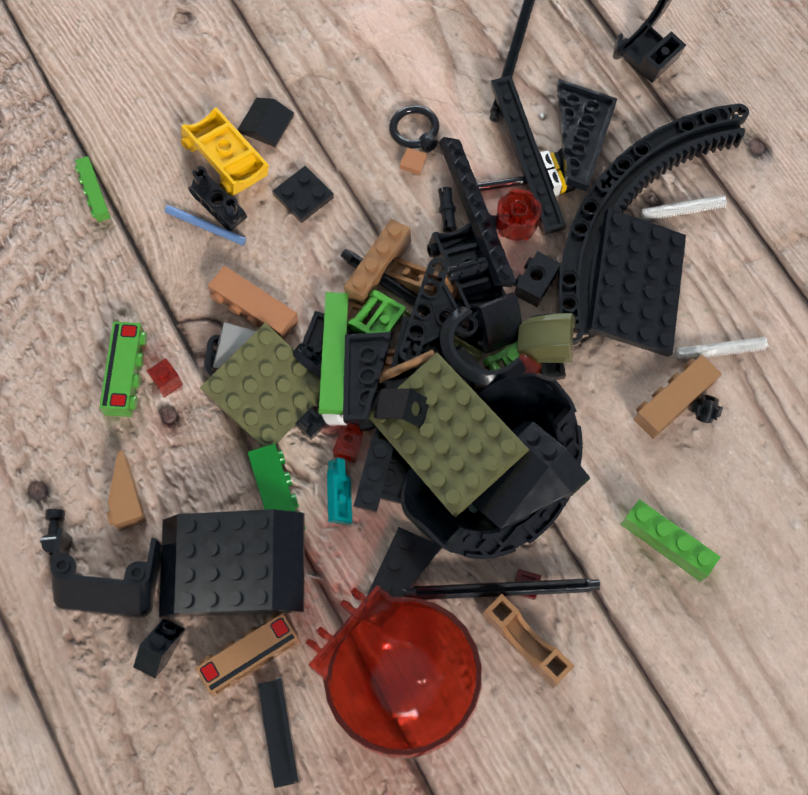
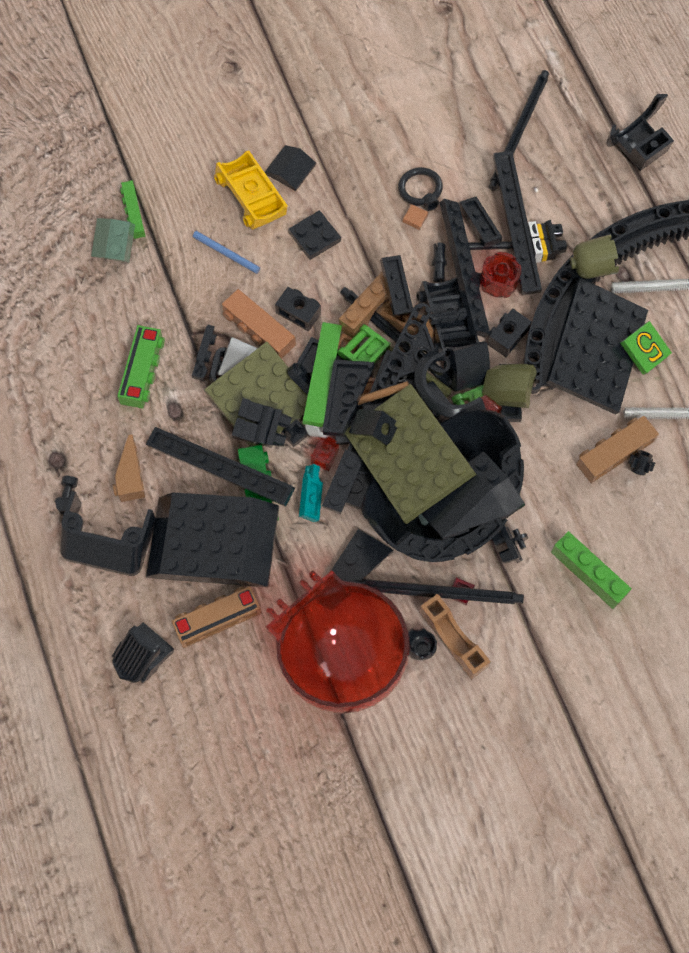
camera: 10 degrees right, 0 degrees up
(73, 226) = (113, 240): none -> sand green slope
(158, 648) = (142, 601): black slope -> none
(163, 712) = (140, 654): none -> black piece
(164, 377) = (175, 378): clear red brick -> none
(195, 346) = (204, 354): none -> black hinge
(207, 191) = (232, 223): black piece -> none
(230, 475) = (220, 466): none -> black plate
(277, 423) = (265, 429): none -> black hips
(279, 733) = (234, 684): black panel -> none
(304, 289) = (302, 317): none -> black brick
(404, 241) = (396, 285): none -> black plate
(487, 158) = (480, 222): none -> black plate
(492, 653) = (422, 644): none -> black hair
(578, 531) = (512, 553): none -> black hips
(583, 127) = (571, 201): black wing -> none
(622, 183) = (595, 258): none -> olive cylinder
(691, 278) = (646, 348): none -> bright green tile

